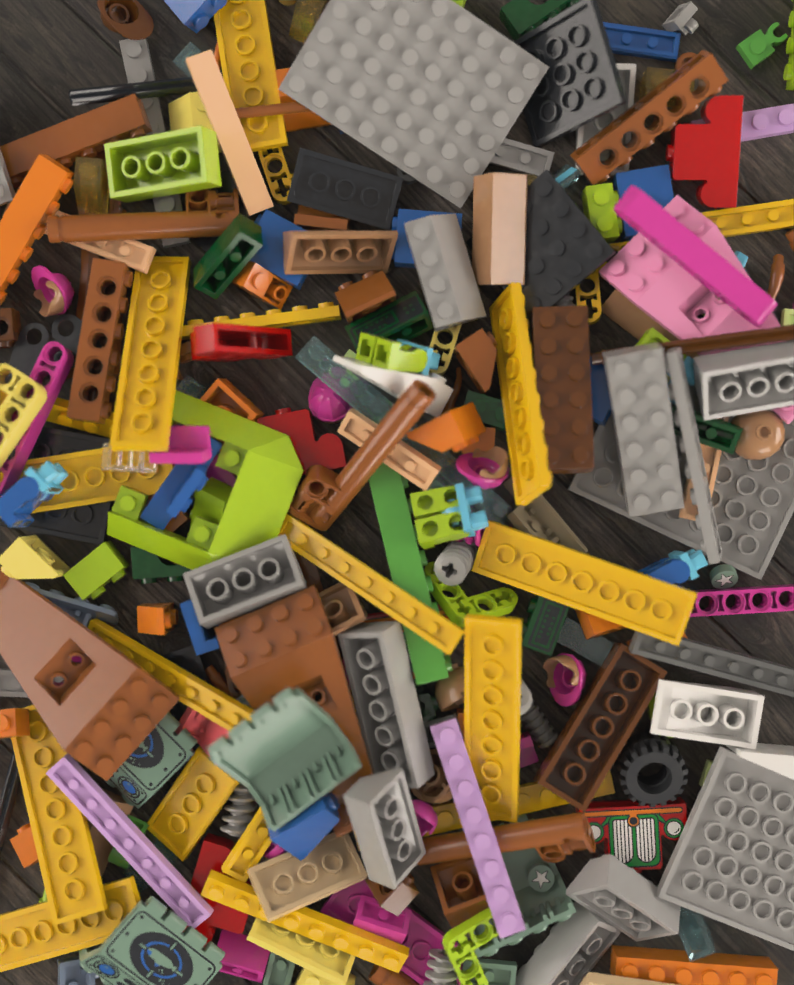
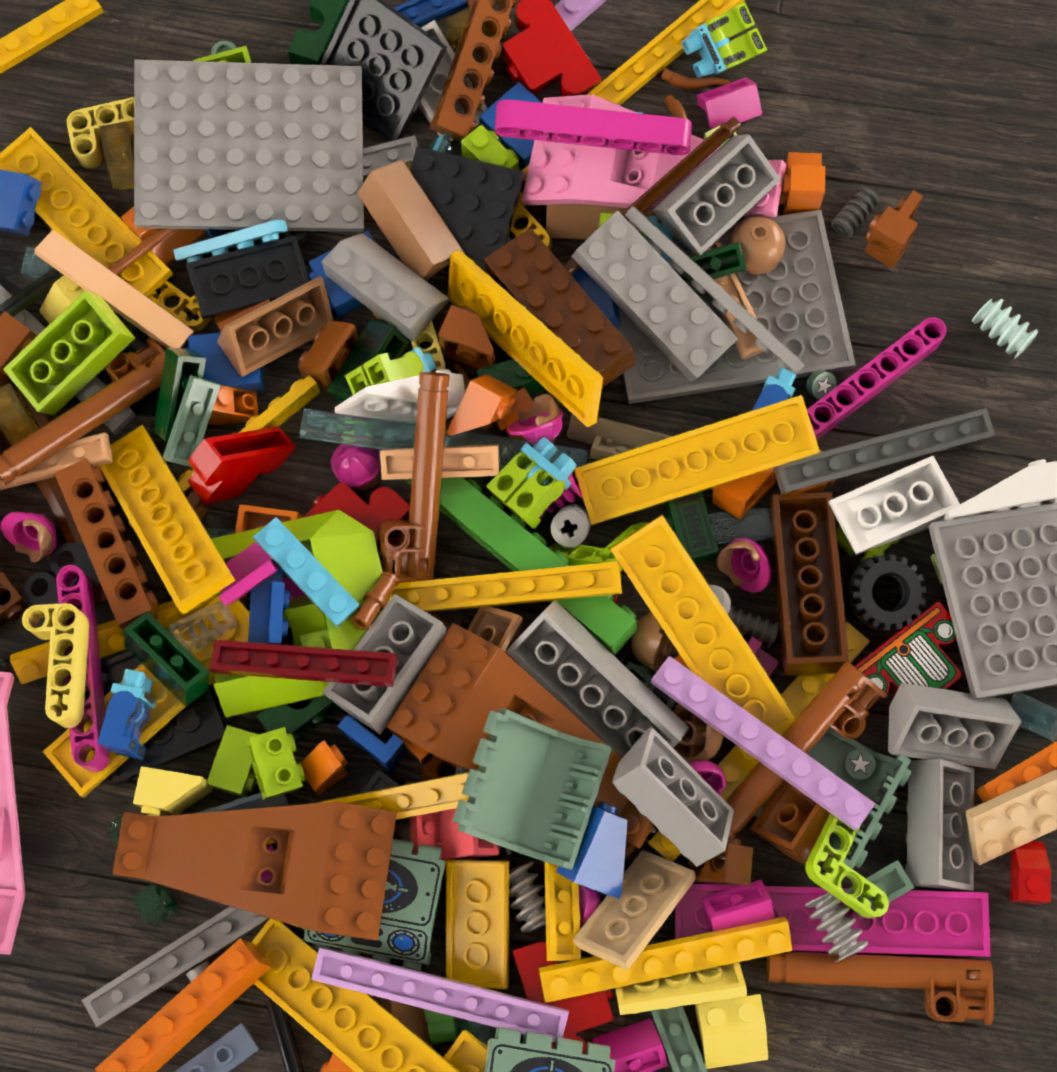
camera: 30 degrees left, 15 degrees down
(85, 468) = (166, 659): none -> dark green brick
(118, 597) = (275, 763): none -> lime brick
(181, 546) = (304, 663): none -> dark red plate
(222, 286) = (191, 420): none -> sand green plate
(227, 476) = (306, 572): none -> medium azure plate
(267, 529) = (375, 600): none -> dark orange pin
(358, 155) = (242, 239): none -> medium azure plate

